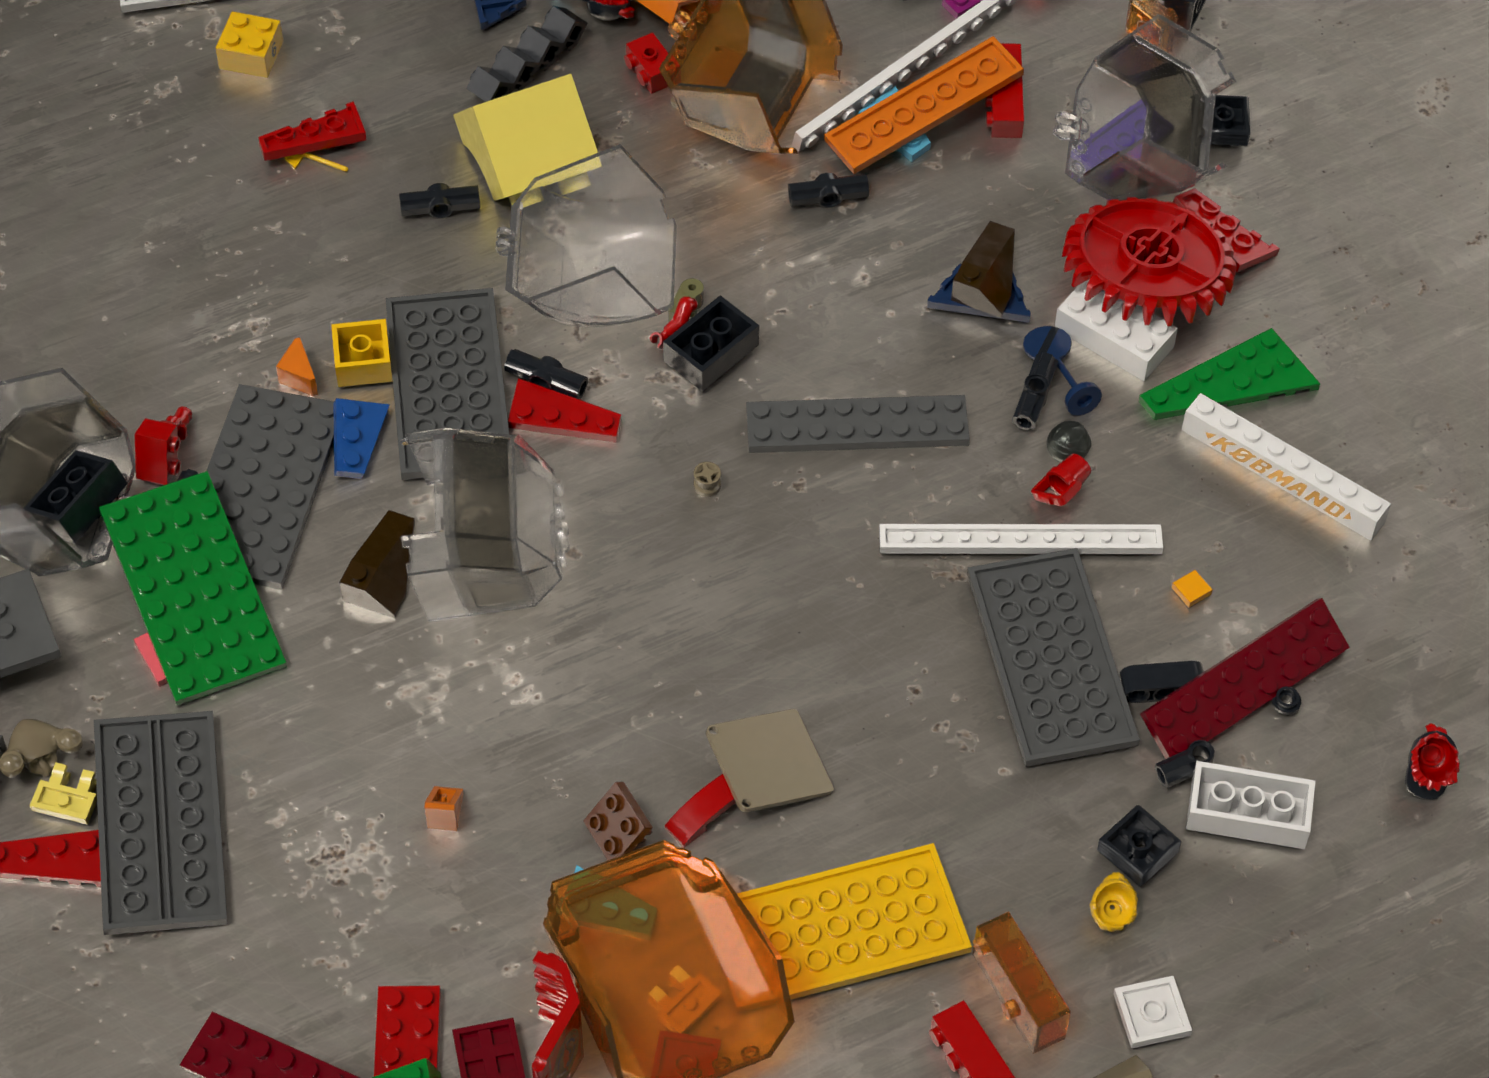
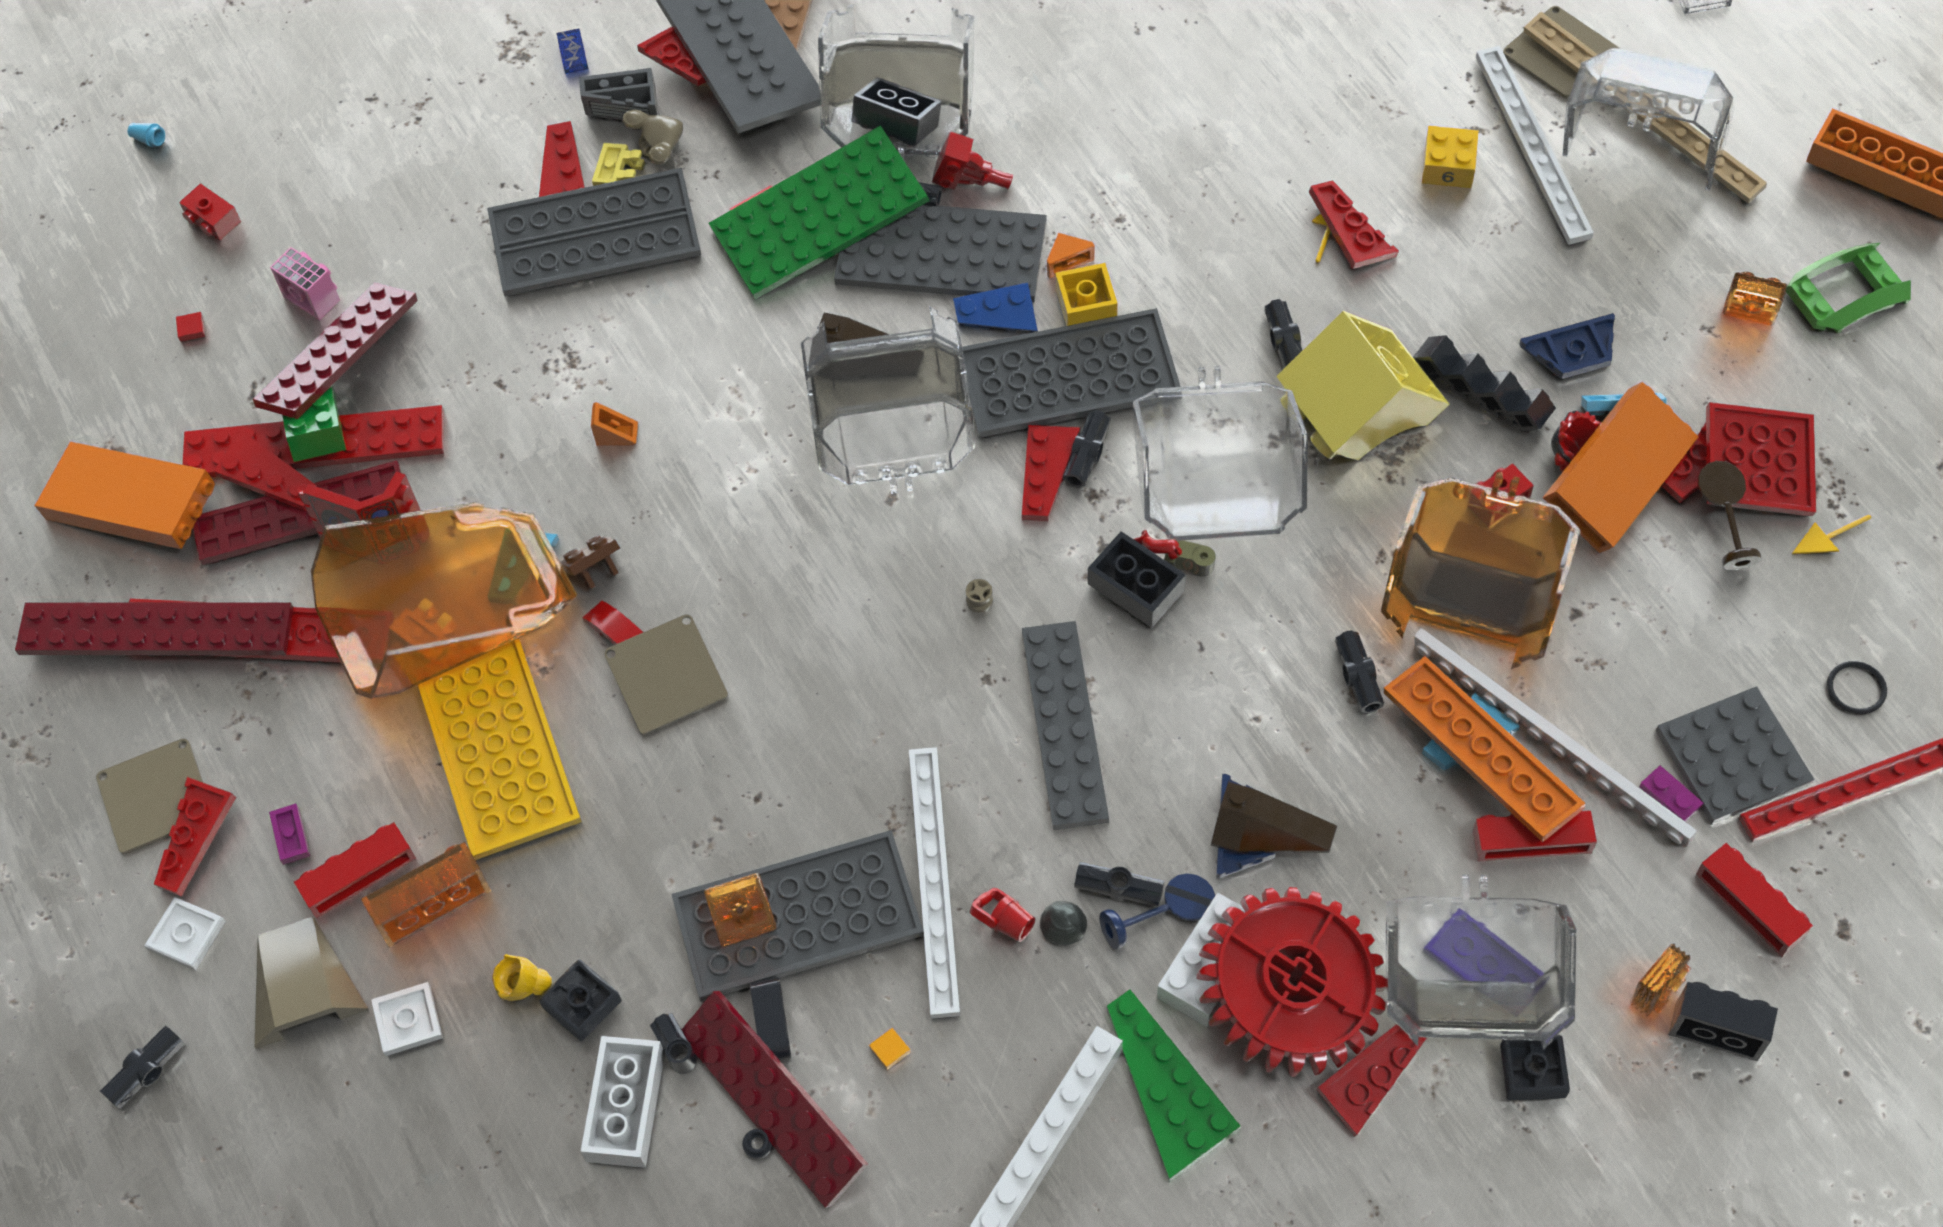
camera: 90 degrees right, 5 degrees up
(1071, 692) = (723, 905): none -> clear orange brick

